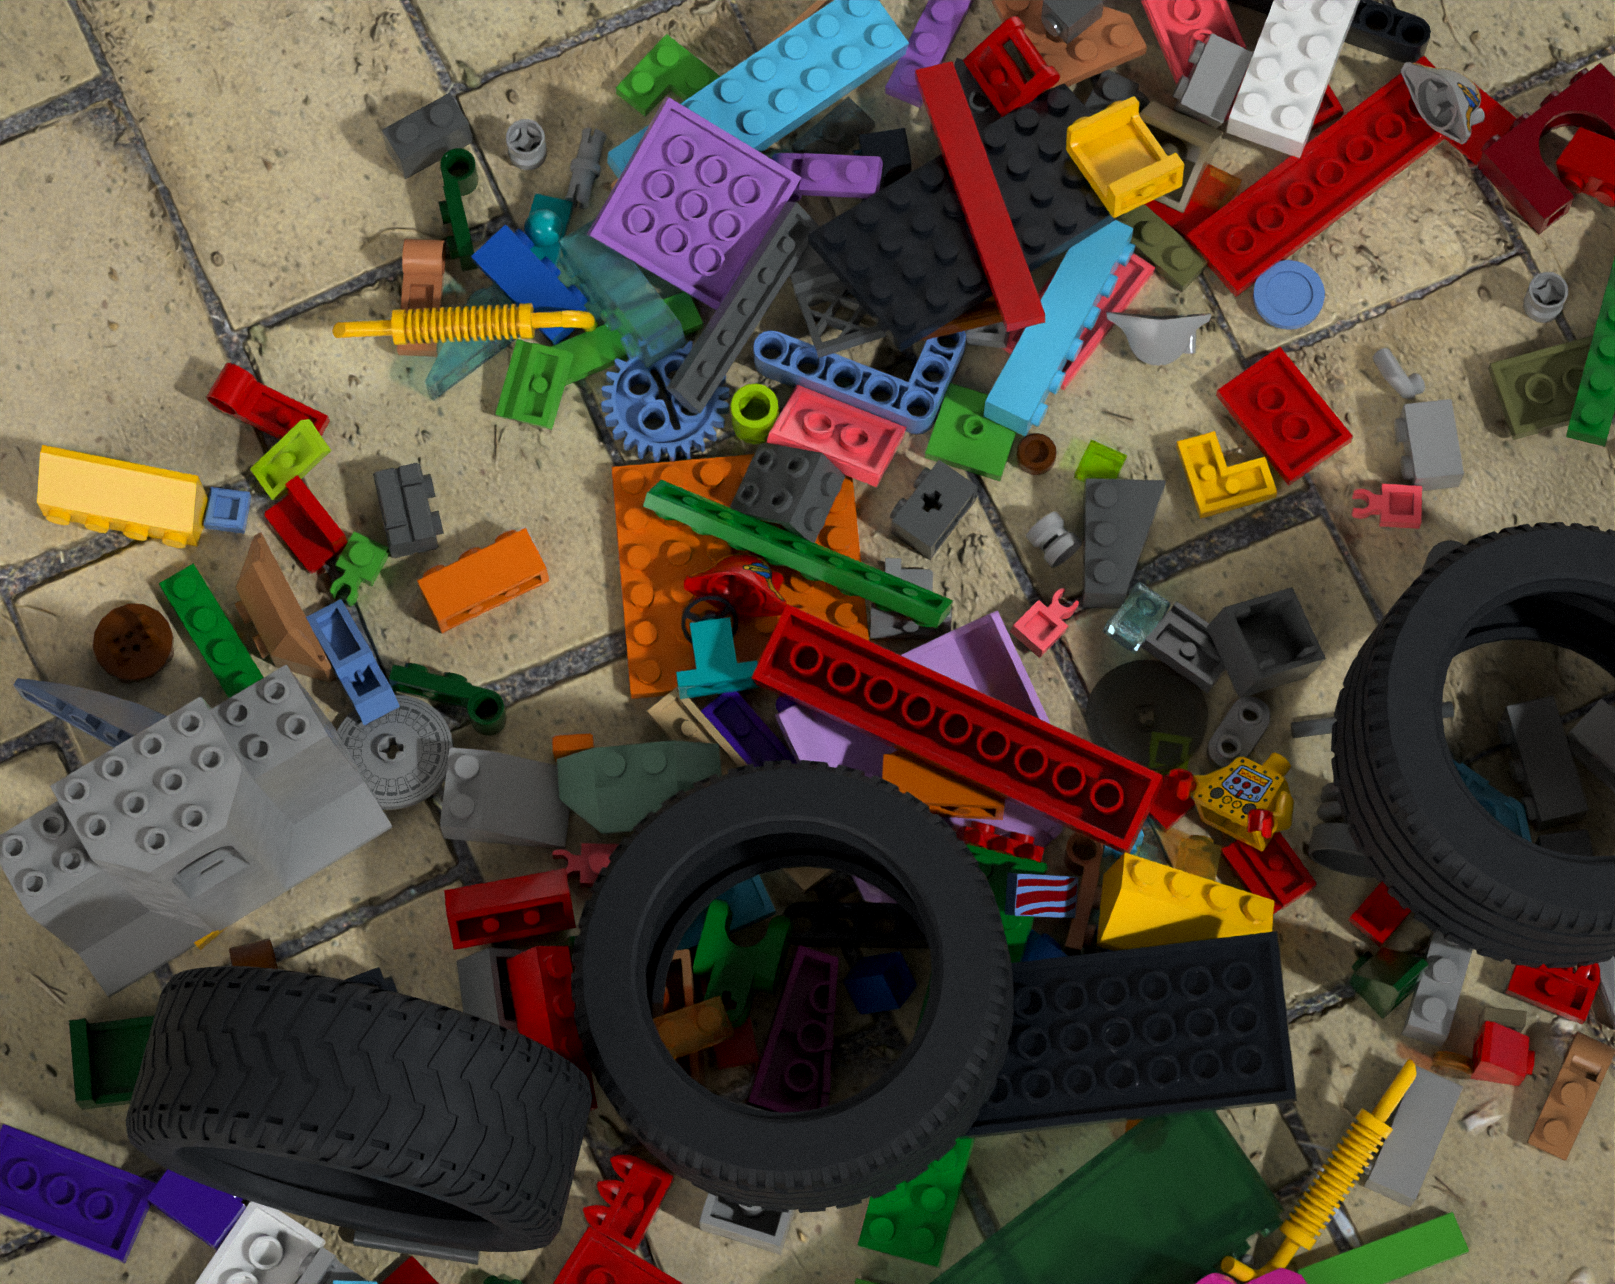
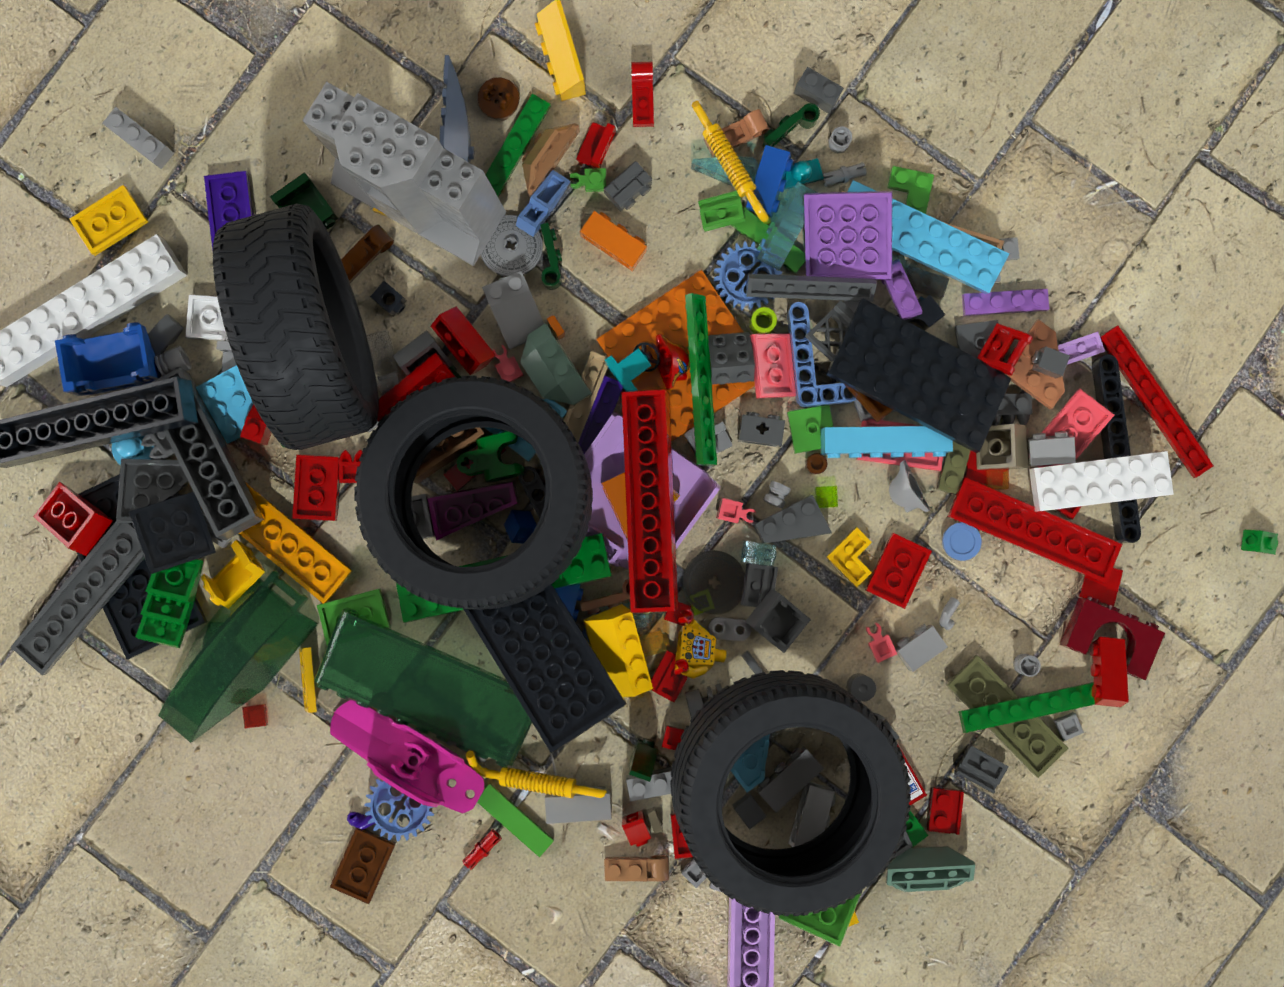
camera: 50 degrees right, 15 degrees up
(227, 510) = (585, 104): medium blue tile -> none
(291, 456) = (622, 118): lime plate -> none
(694, 1027) = (440, 454): clear orange plate -> none
(980, 197) = (926, 369): red tile -> none
(1017, 845) = (608, 538): red plate -> none
(1041, 895) = (593, 581): tile -> none
(1122, 157) = (984, 428): yellow panel -> none
(1444, 99) = (1102, 567): light grey hat -> none
(1452, 1065) = (621, 807): clear orange tile -> none

